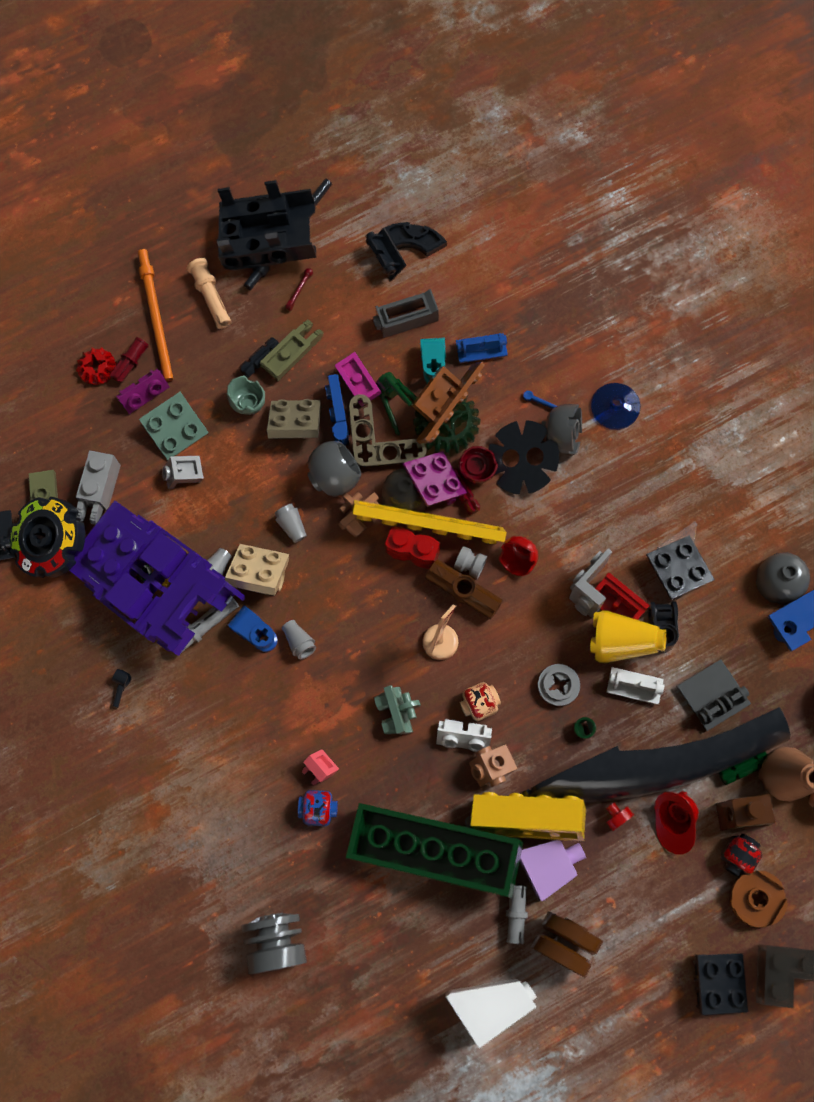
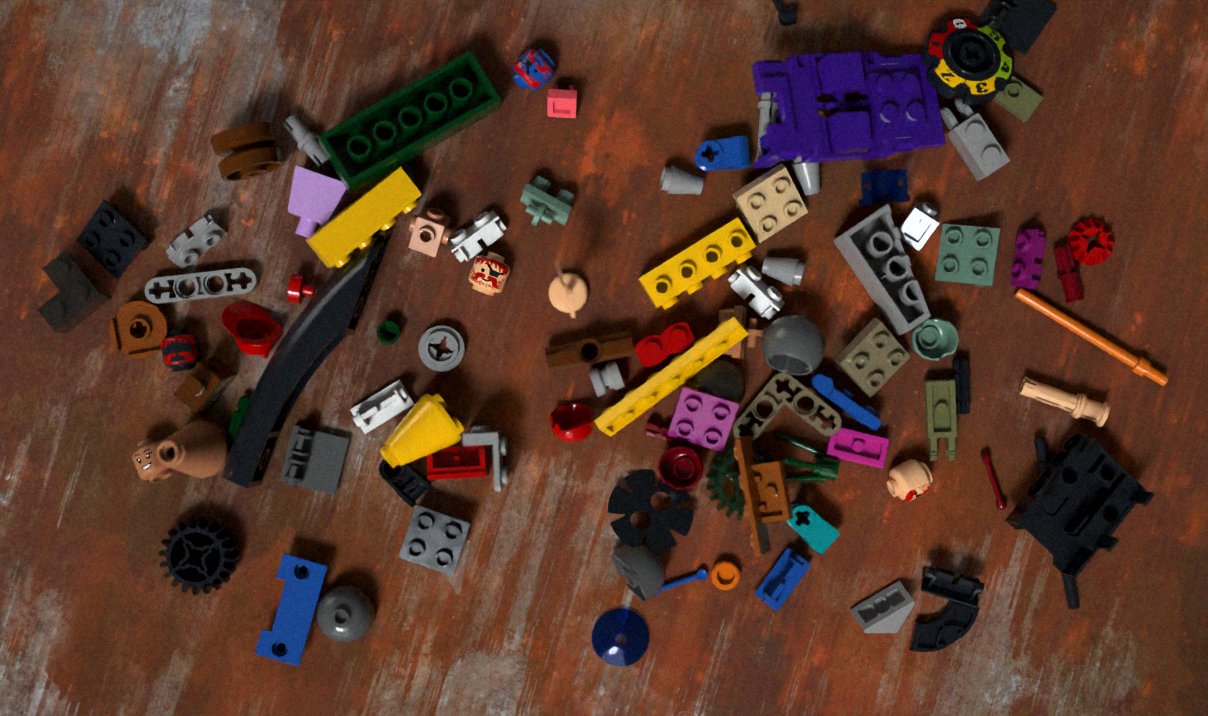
camera: 135 degrees right, 15 degrees up
(178, 512) = (883, 186): none -> clear blue piece
(231, 464) = (884, 270): none -> light grey wedge
(321, 517) = (765, 297): none -> white hinge
(340, 577) = (697, 263): none -> yellow brick
(347, 331) = (909, 480): none -> light nougat head
(408, 321) = (879, 518): dark grey window -> none
(438, 276) = (885, 610): none -> light grey slope
(491, 1007) = (261, 53): white slope -> none
(514, 382) = (725, 575): none -> orange tile
(649, 920) = (186, 250): none -> light grey hinge
(687, 883) = (202, 288): none -> light grey beam

